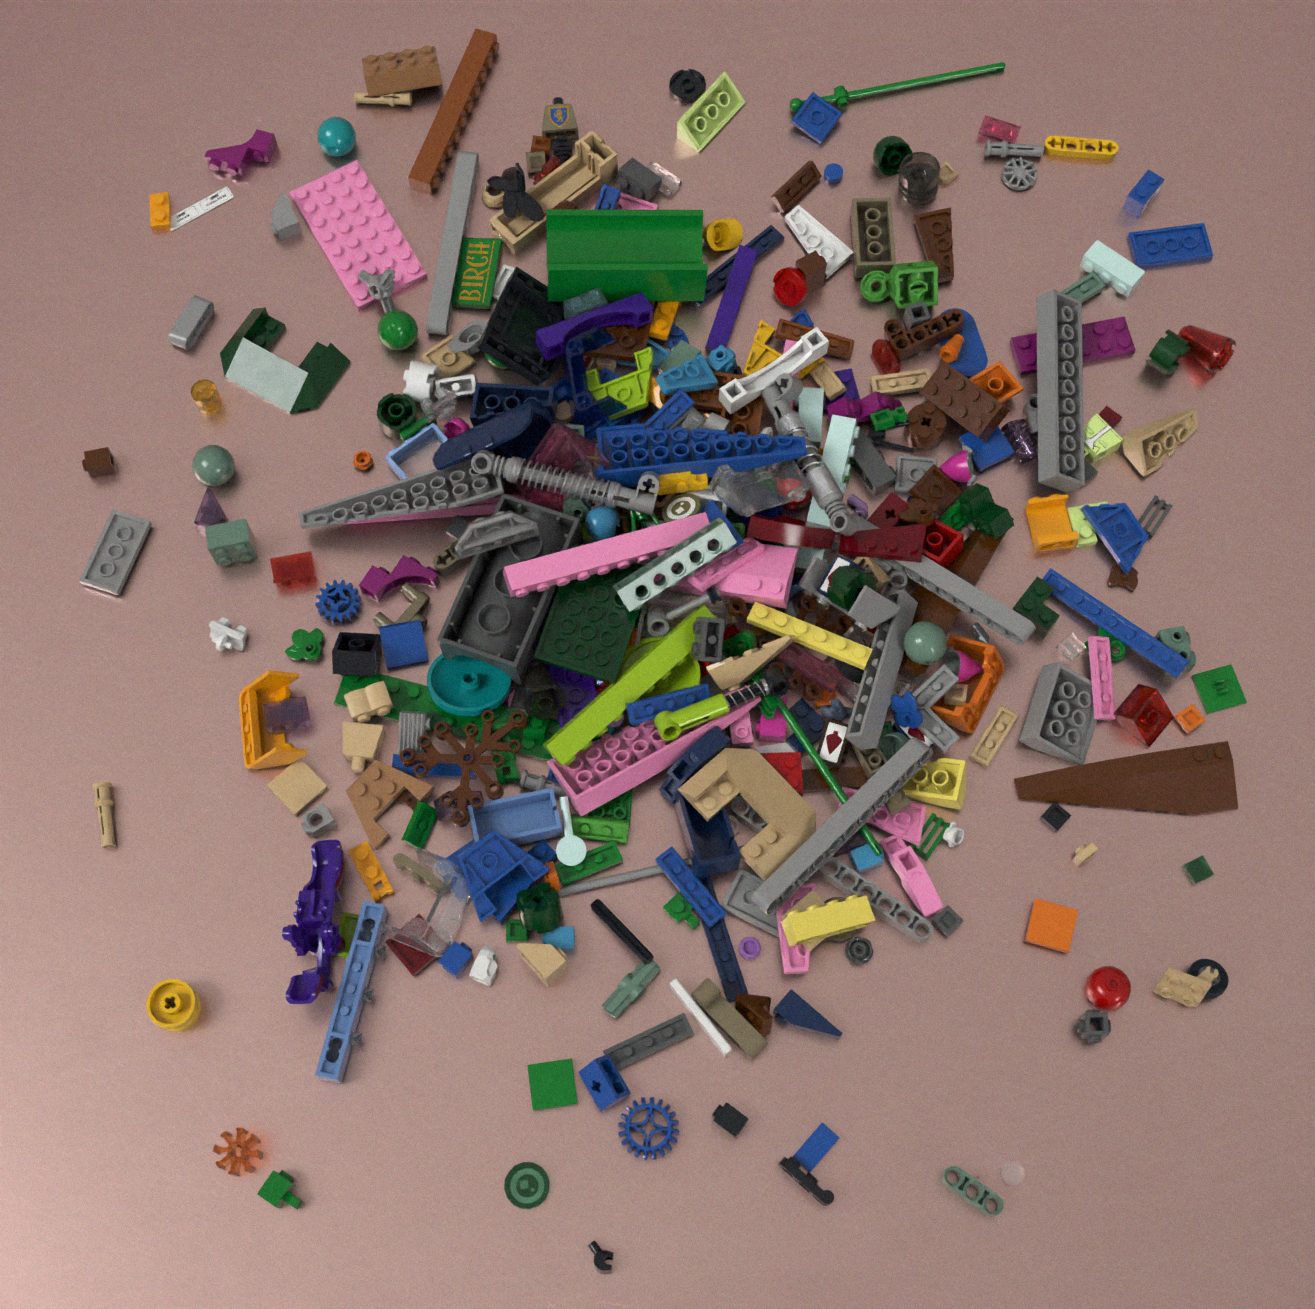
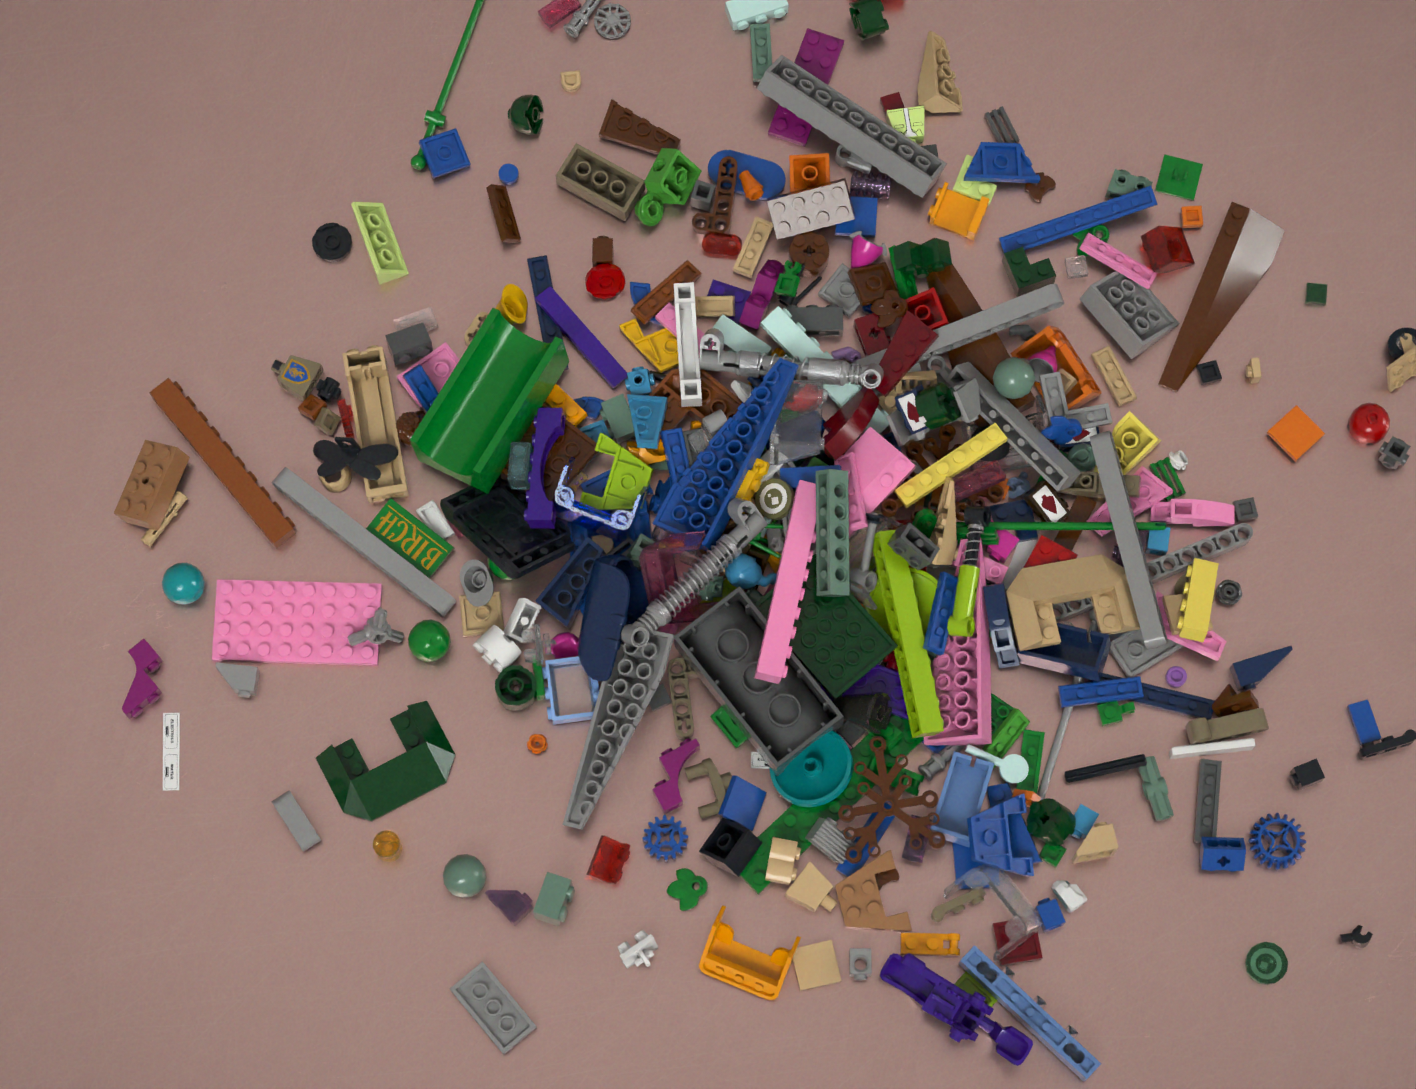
camera: 60 degrees left, 5 degrees up
(99, 462) = (392, 977): reddish brown brick -> none
(160, 211) = (151, 788): light orange plate -> none
(287, 715) = (748, 937): brick -> none
(420, 825) = (914, 881): green plate -> none
(495, 532) = (711, 662): light grey wedge -> none
(552, 1084) = (1197, 897): green tile -> none
(816, 237) = (568, 229): white wing -> none
(919, 178) = (568, 96): clear smoke wheel -> none

